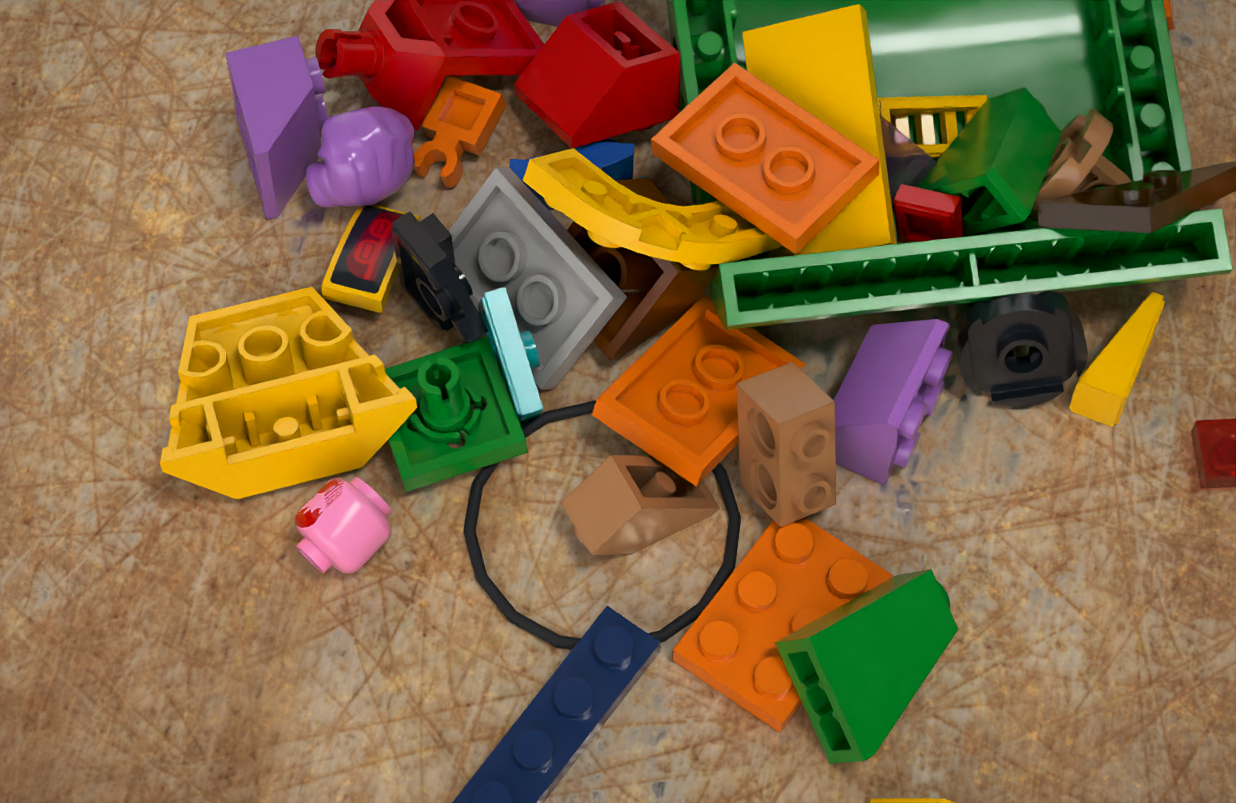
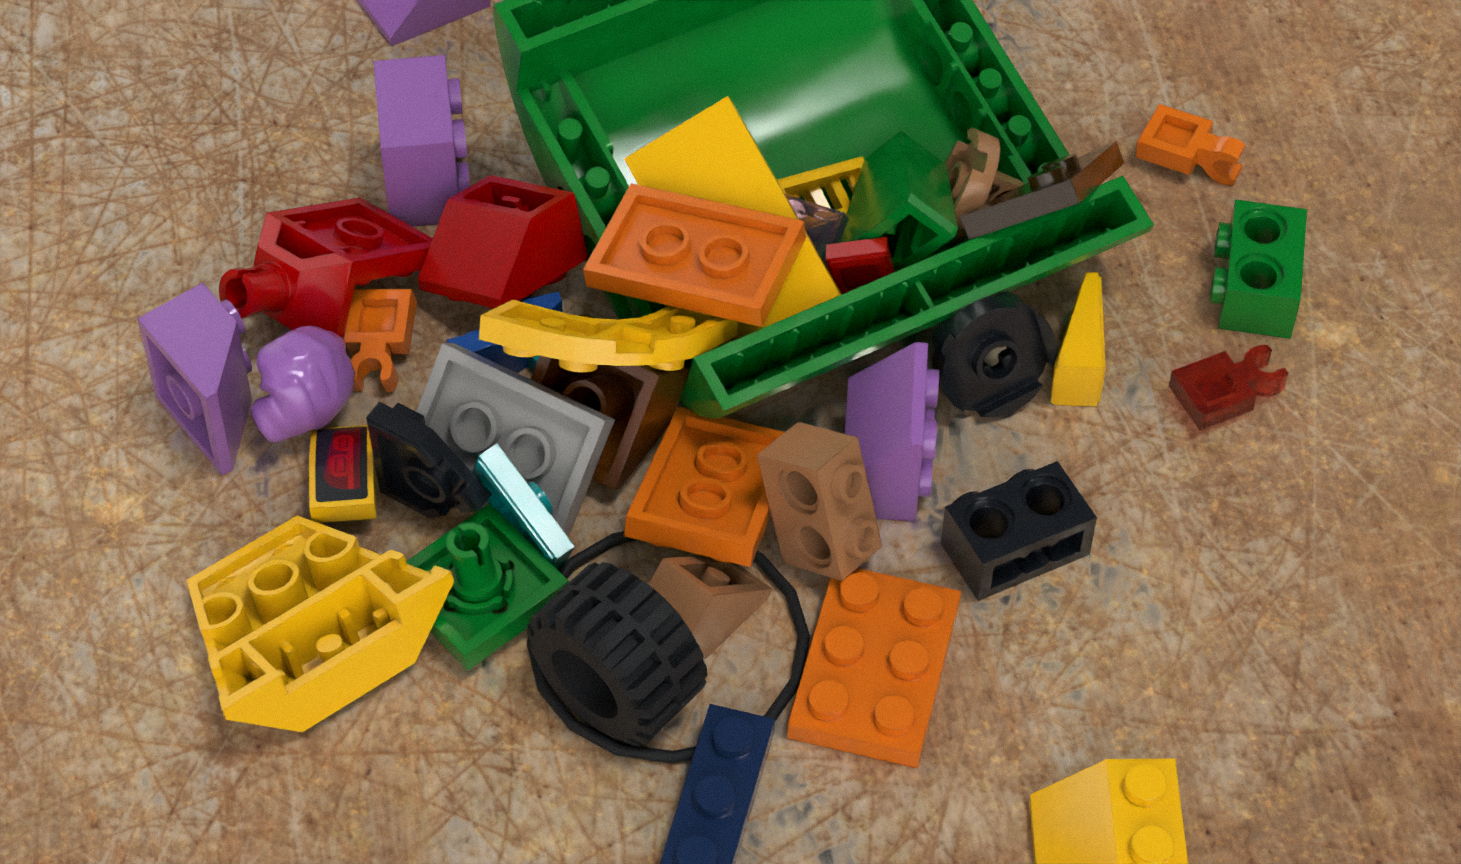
camera: 20 degrees left, 10 degrees down
(343, 525) = (422, 717): bright pink head -> none
(534, 531) = (617, 653): none -> black tyre
(868, 661) = (978, 671): green slope -> none
(976, 548) = (1021, 538): none -> black brick

